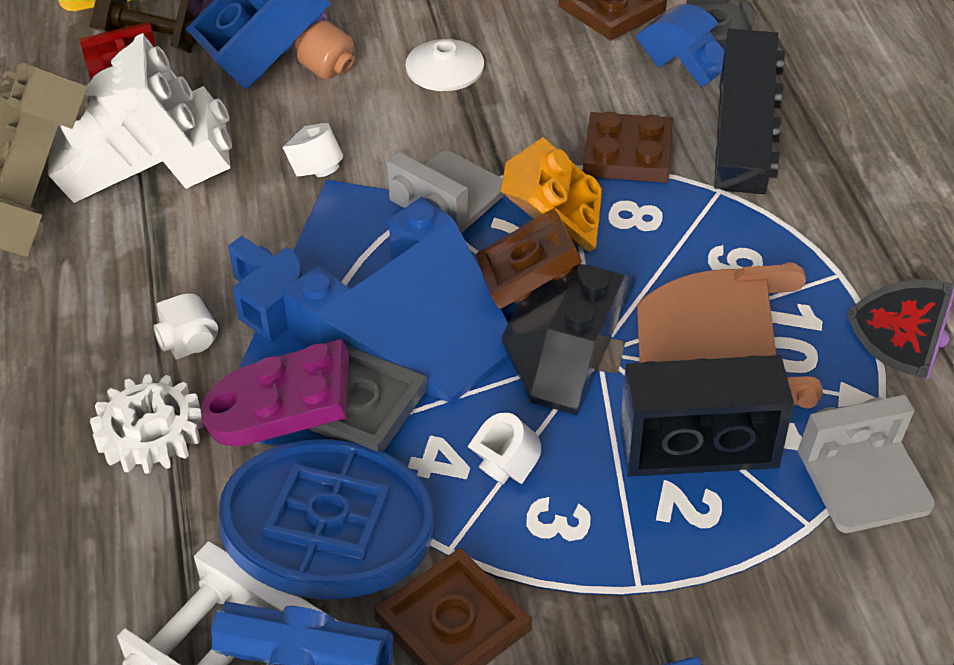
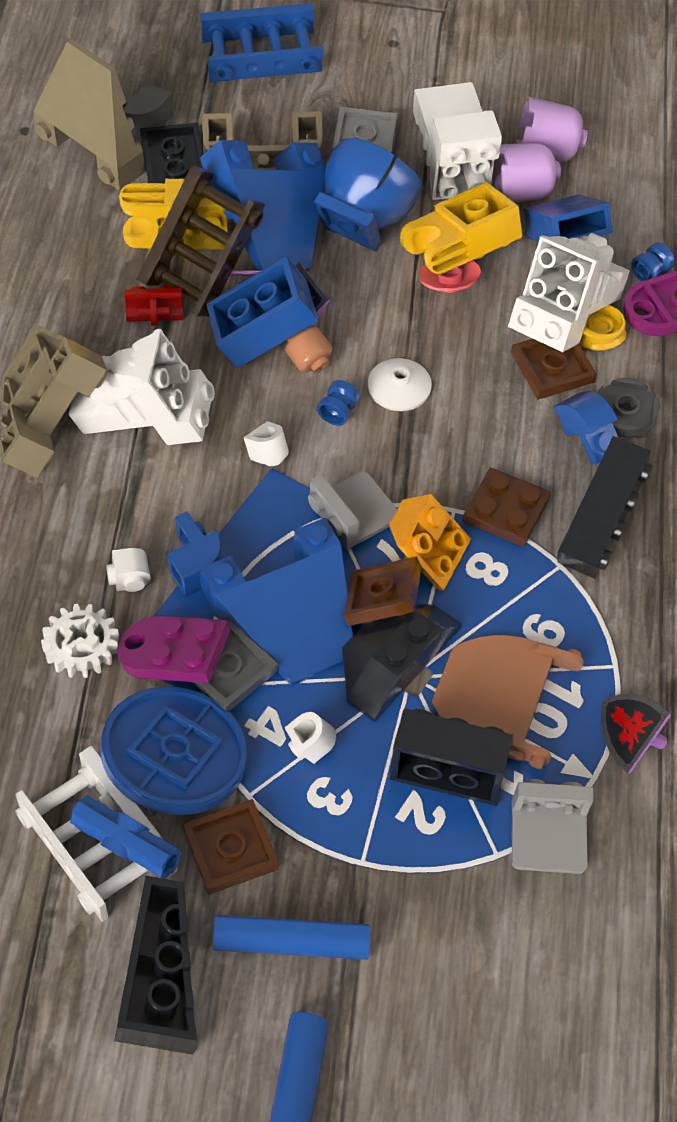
camera: 15 degrees right, 10 degrees up
(383, 92) = (337, 405): none -> blue wheel

